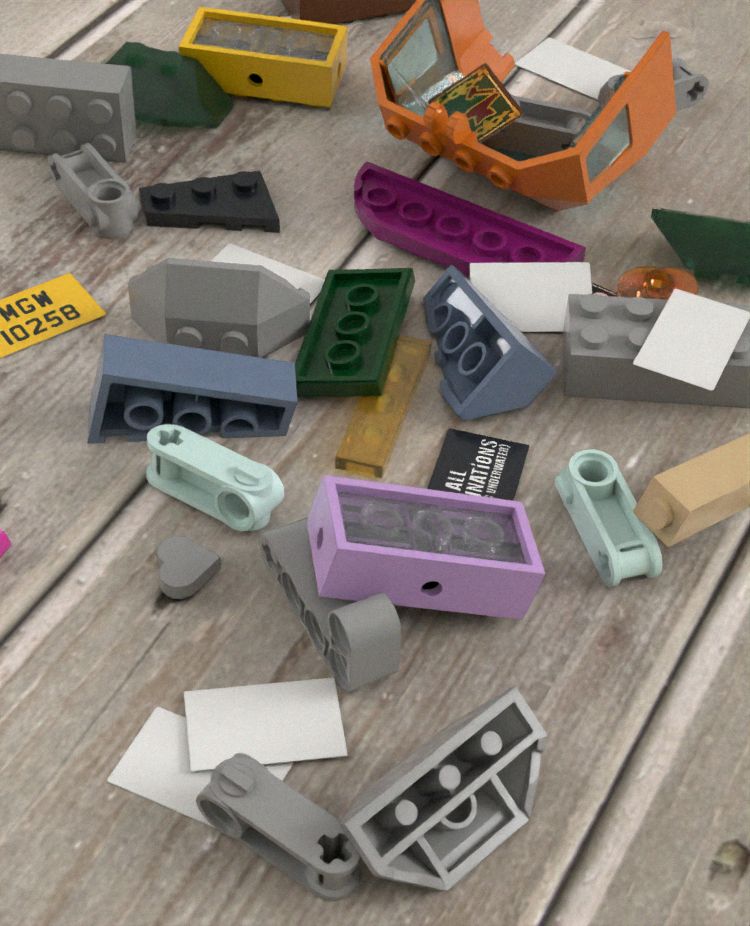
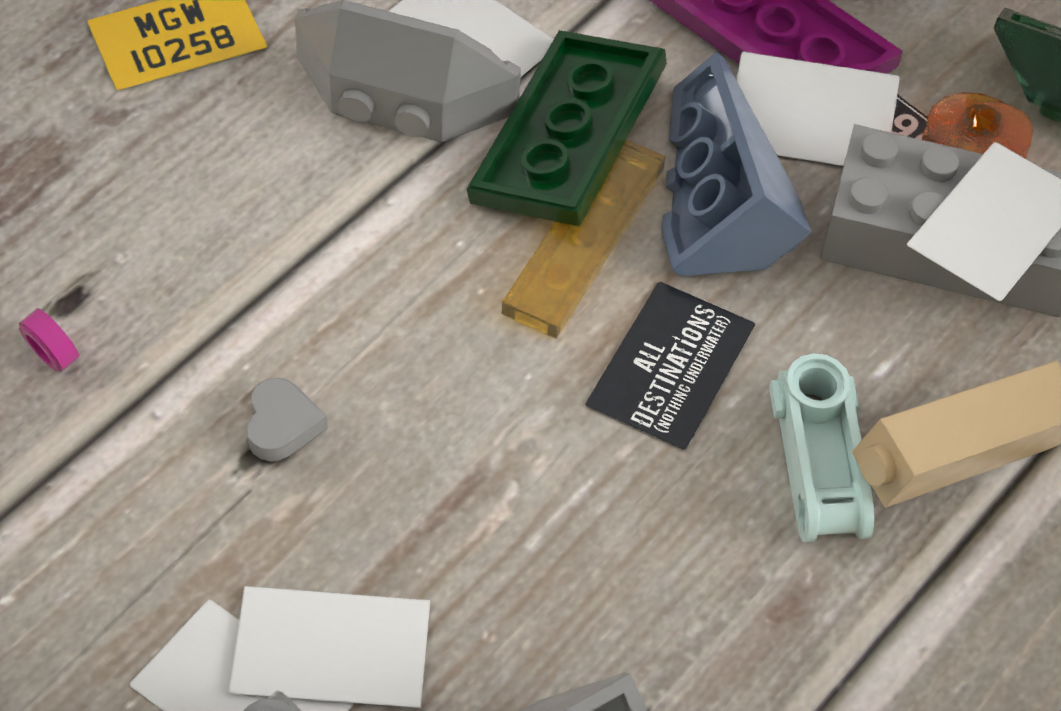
camera: 10 degrees right, 10 degrees up
(191, 387) = (339, 184): sand blue wedge -> none
(212, 478) = (340, 308): light aqua piece -> none
(353, 637) = (455, 543): light grey beam -> none
(423, 548) = (569, 460): lavender brick -> none

